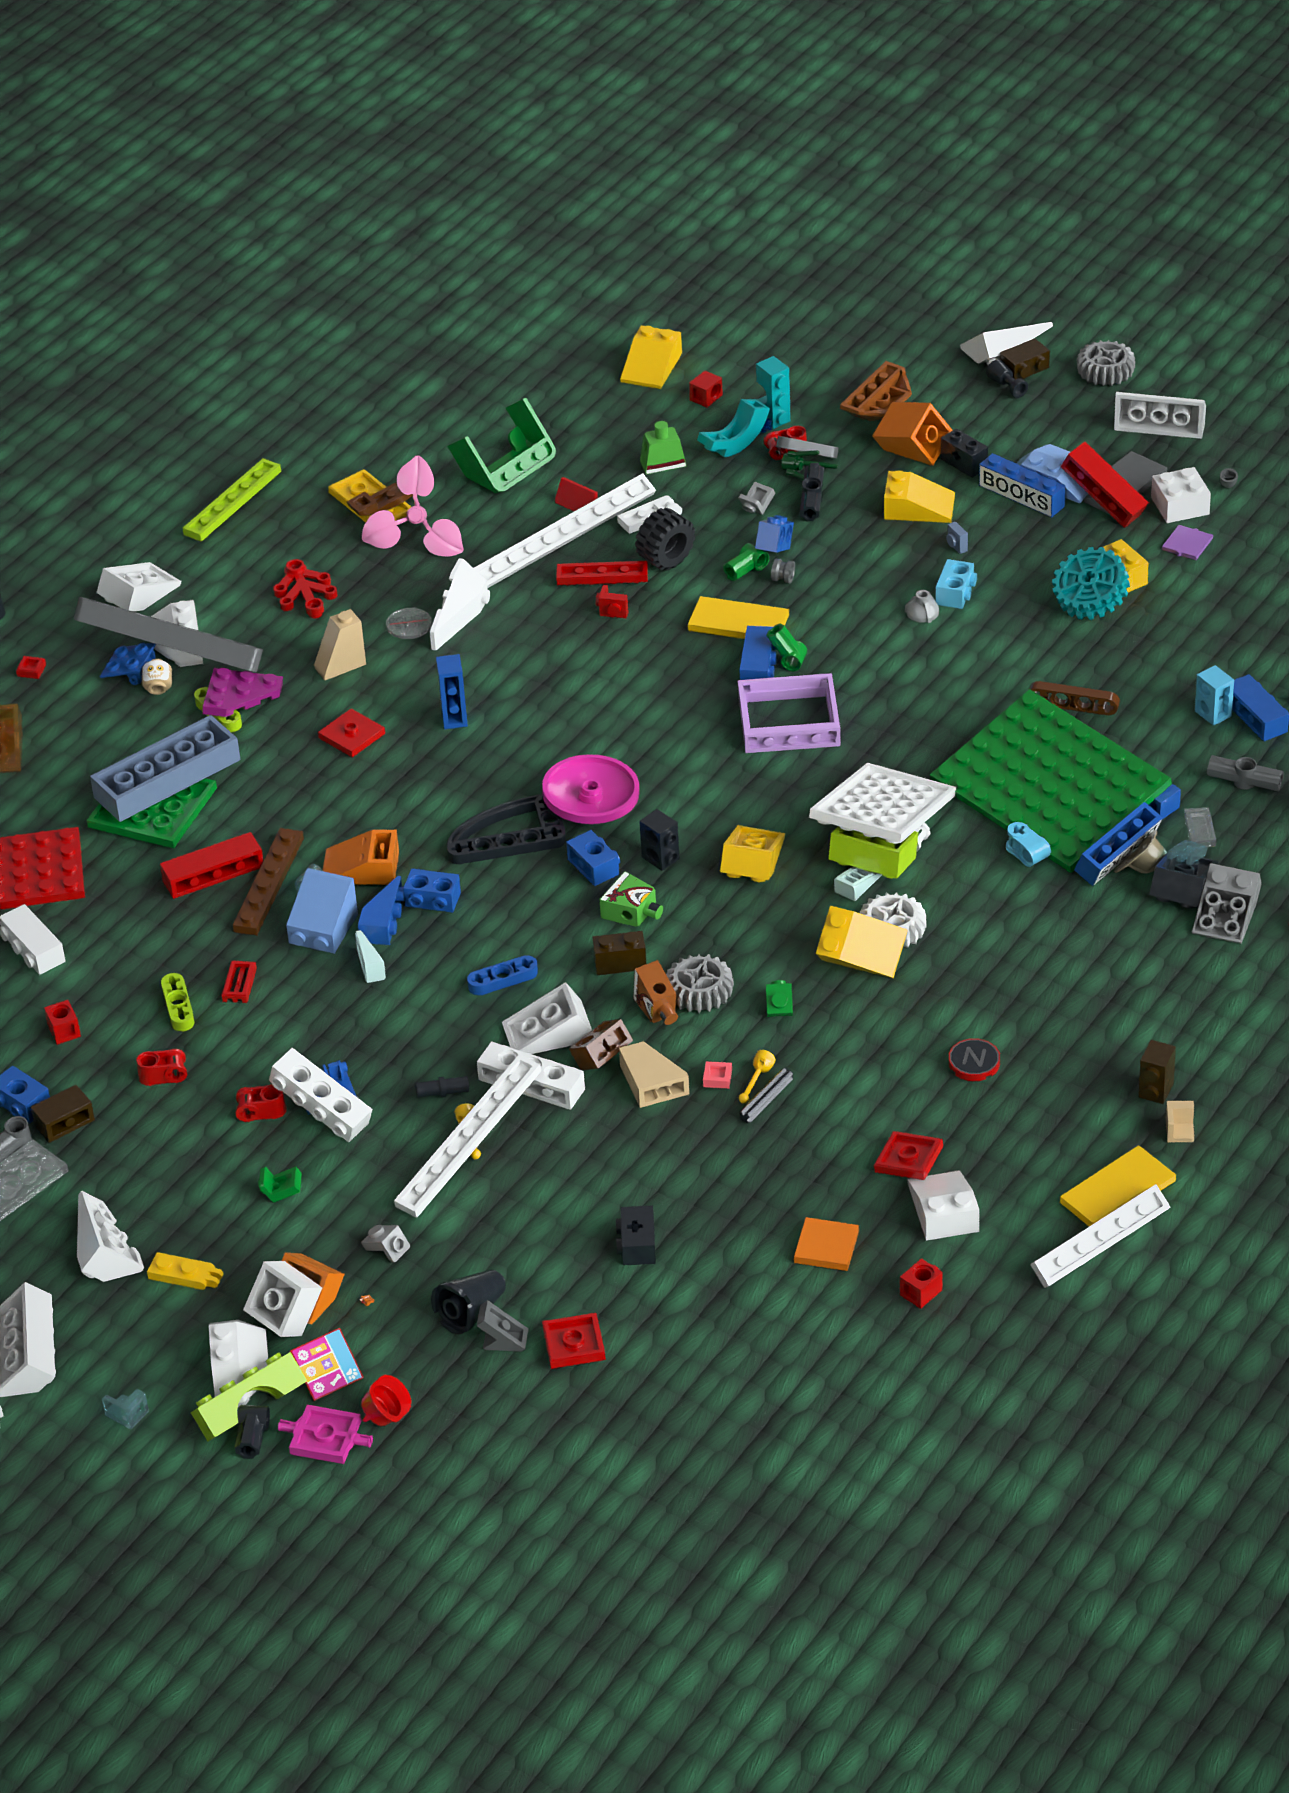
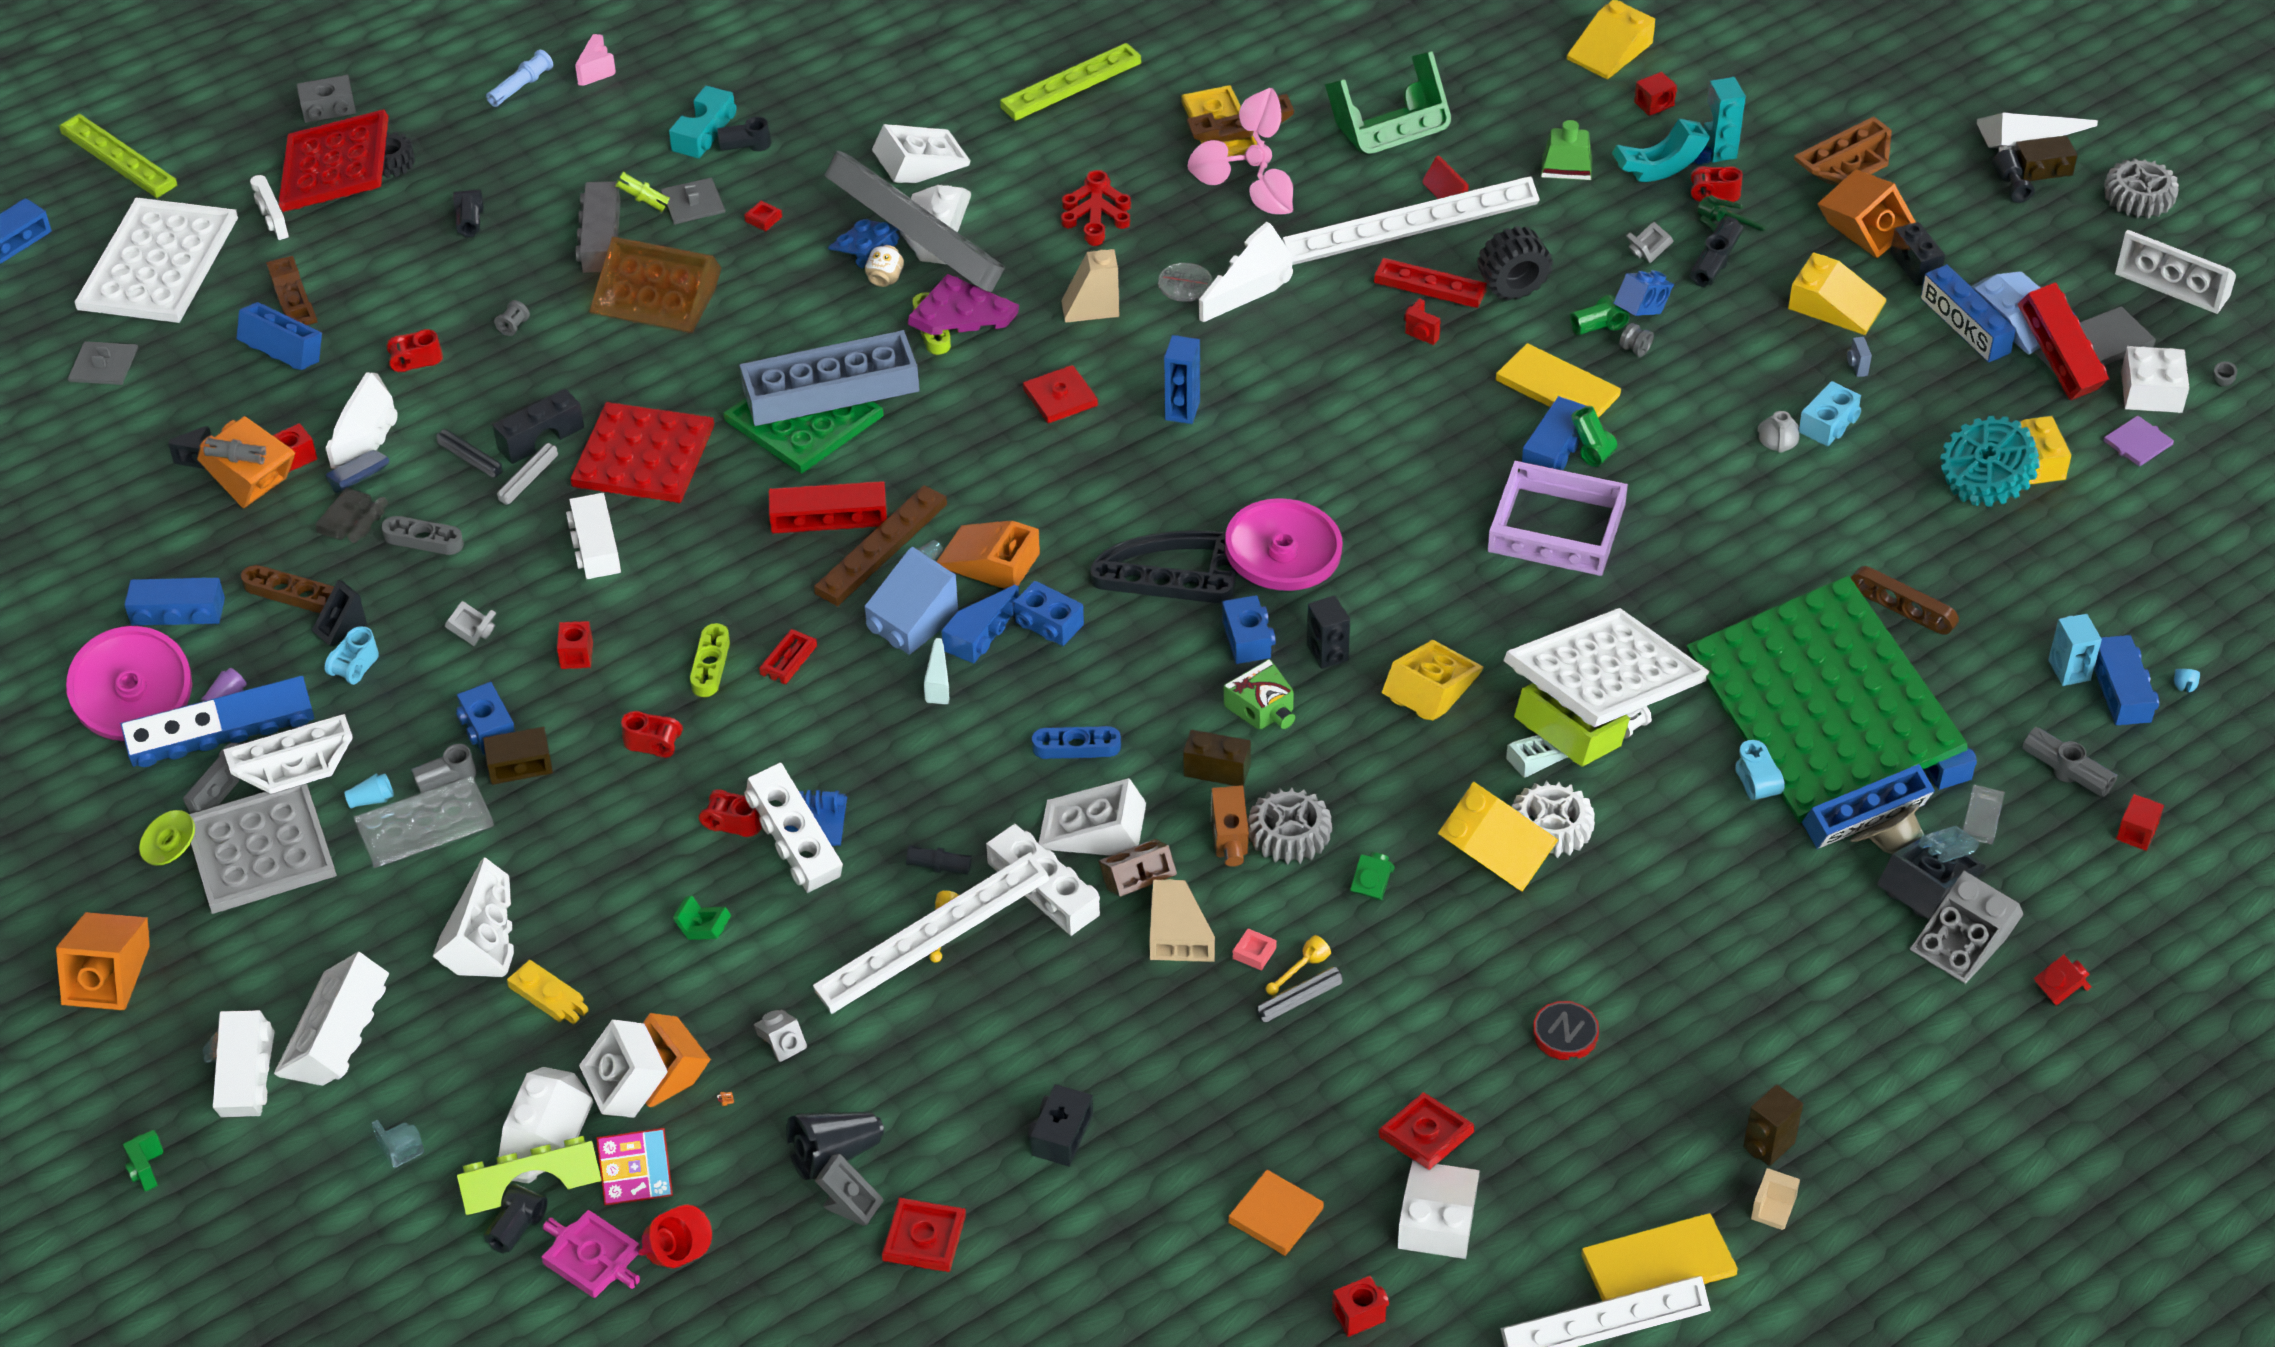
camera: 20 degrees right, 5 degrees up
(635, 518) = (1539, 221): white plate -> none
(800, 445) = (1735, 195): beam -> none

